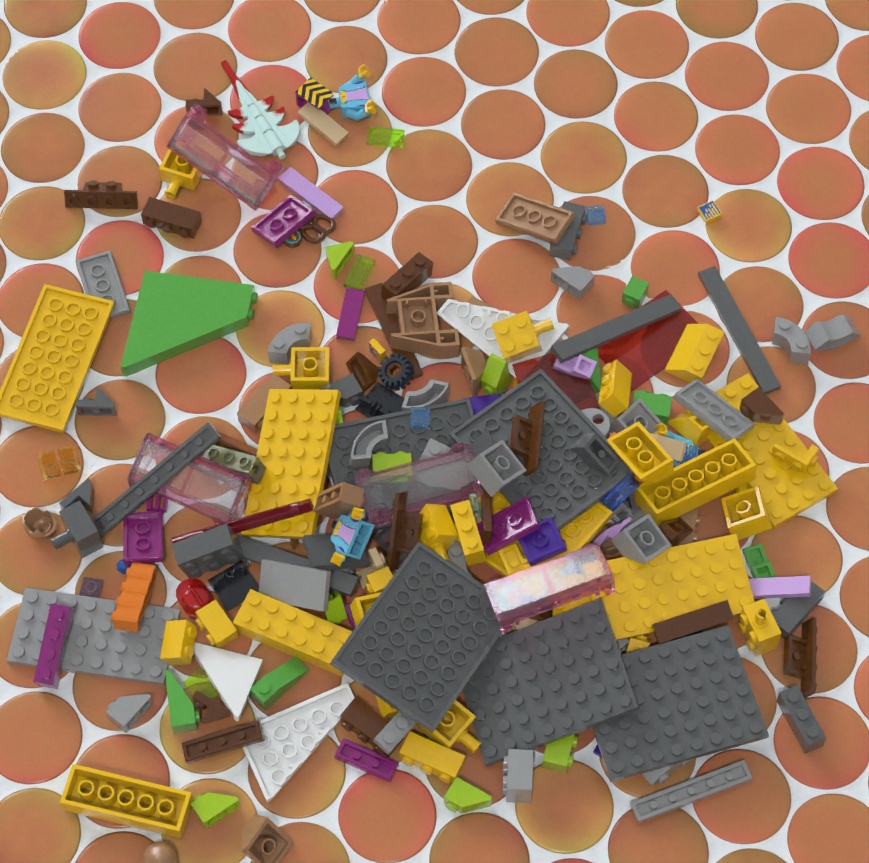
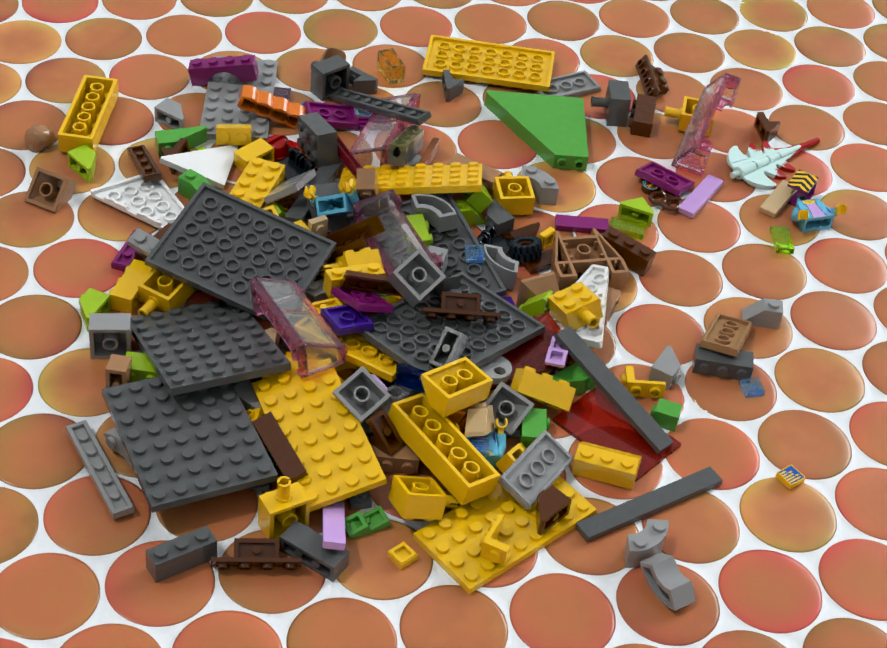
camera: 75 degrees right, 20 degrees down
(157, 239) = (615, 104): none -> dark grey brick
(501, 180) = (764, 313): none -> light grey slope
(581, 767) = (118, 370): none -> medium nougat slope
(593, 315) = (641, 388): none -> yellow bracket
(796, 538) = (402, 555): none -> yellow tile

